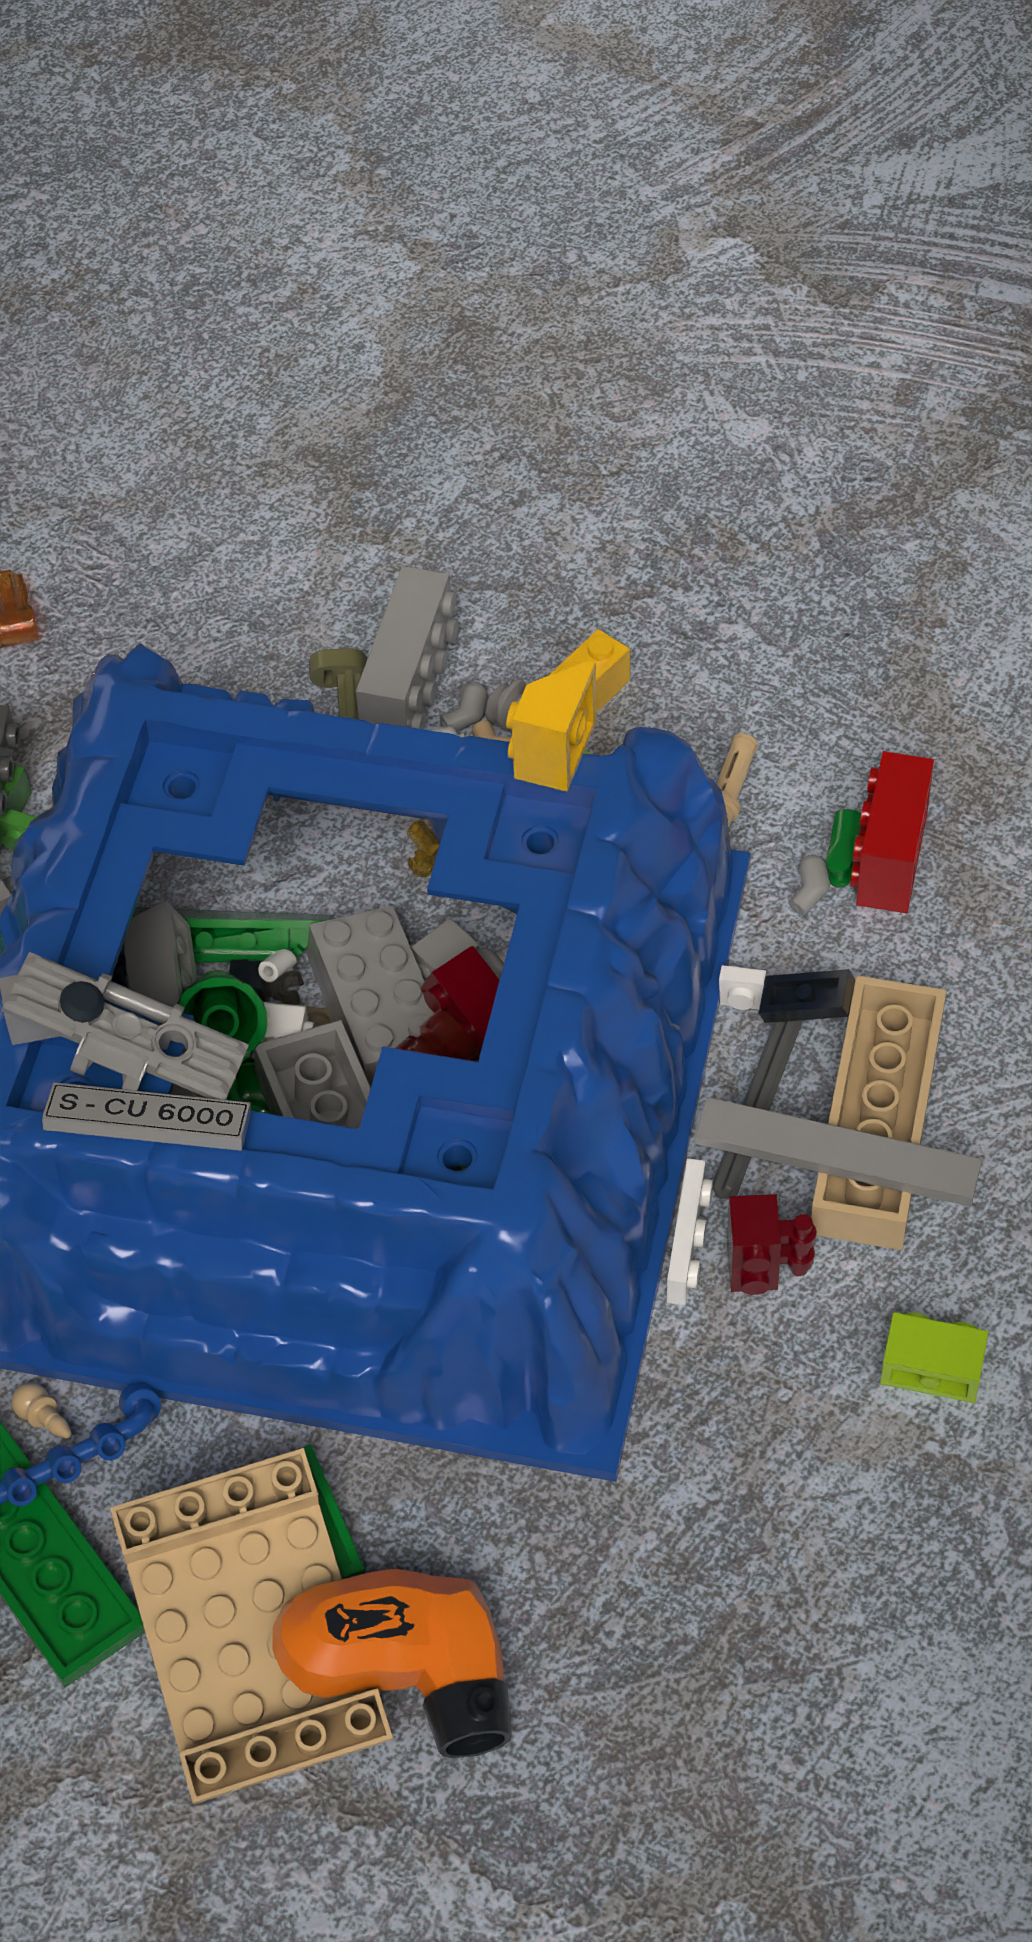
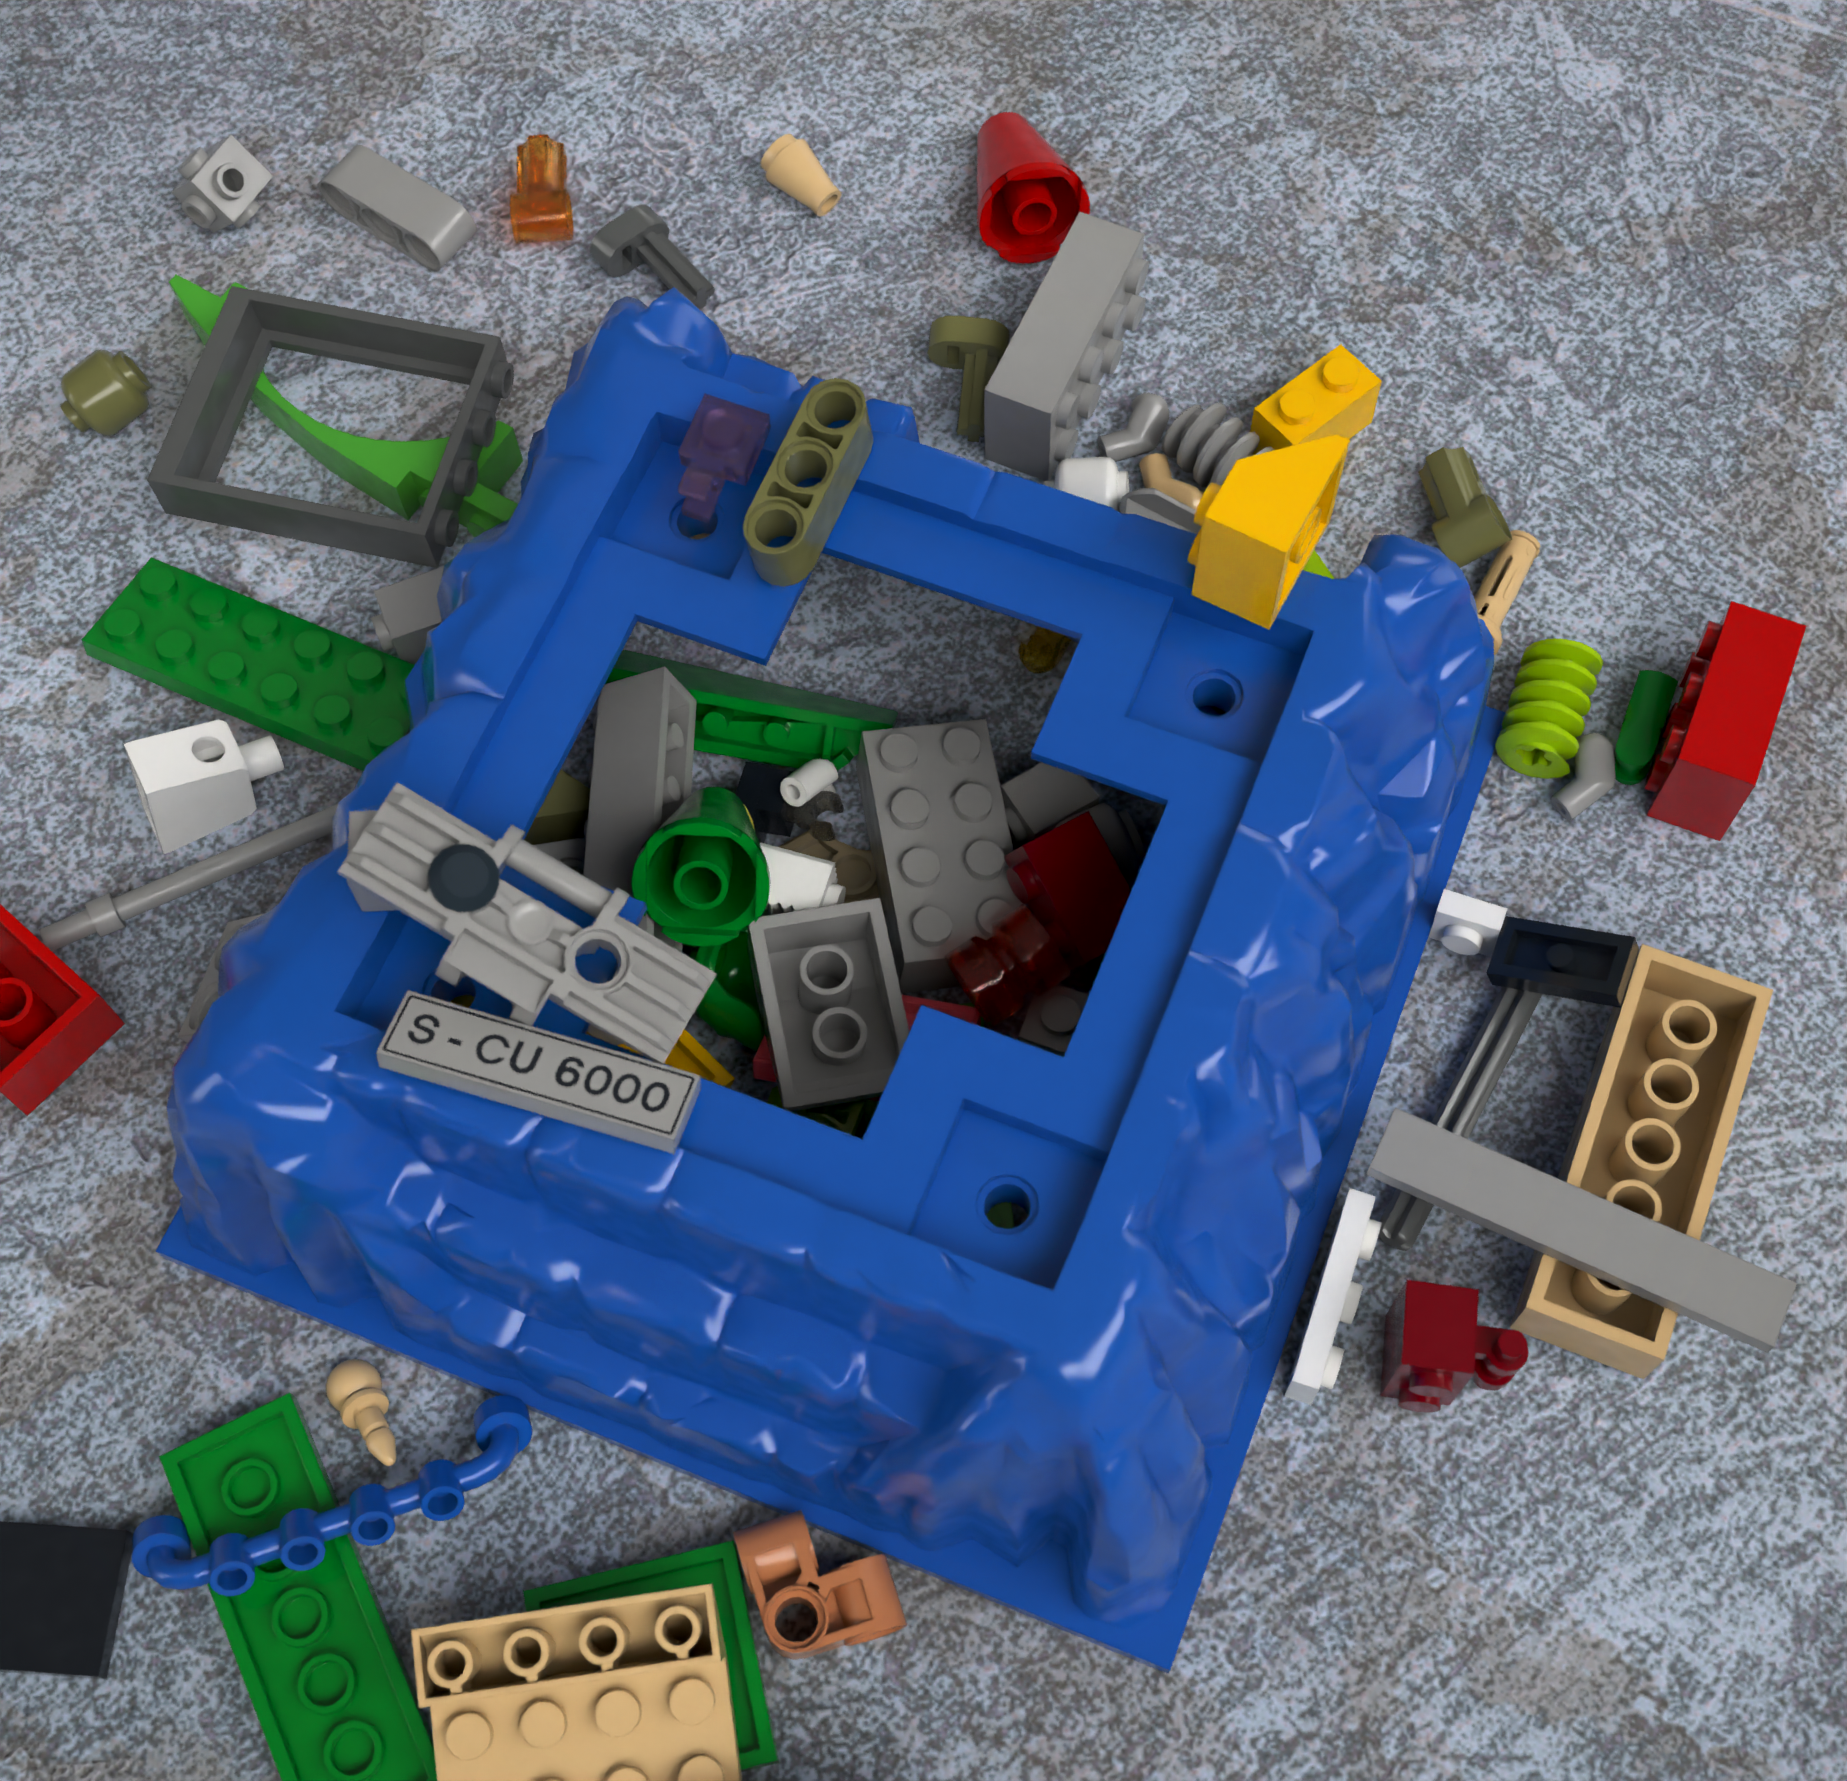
camera: 10 degrees right, 10 degrees up
(87, 631) = (643, 237): none -> dark grey piece
(191, 734) = (718, 448): none -> clear purple plate
(196, 571) = (797, 172): none -> tan cone
(256, 764) = (805, 453): none -> olive beam
(360, 560) = (1024, 191): none -> red cone
(394, 1469) = (850, 1601): none -> nougat piece
(699, 723) = (1466, 515): none -> olive piece
(777, 843) = (1548, 707): none -> lime piece
(934, 1356) = (1673, 1569): lime brick -> none

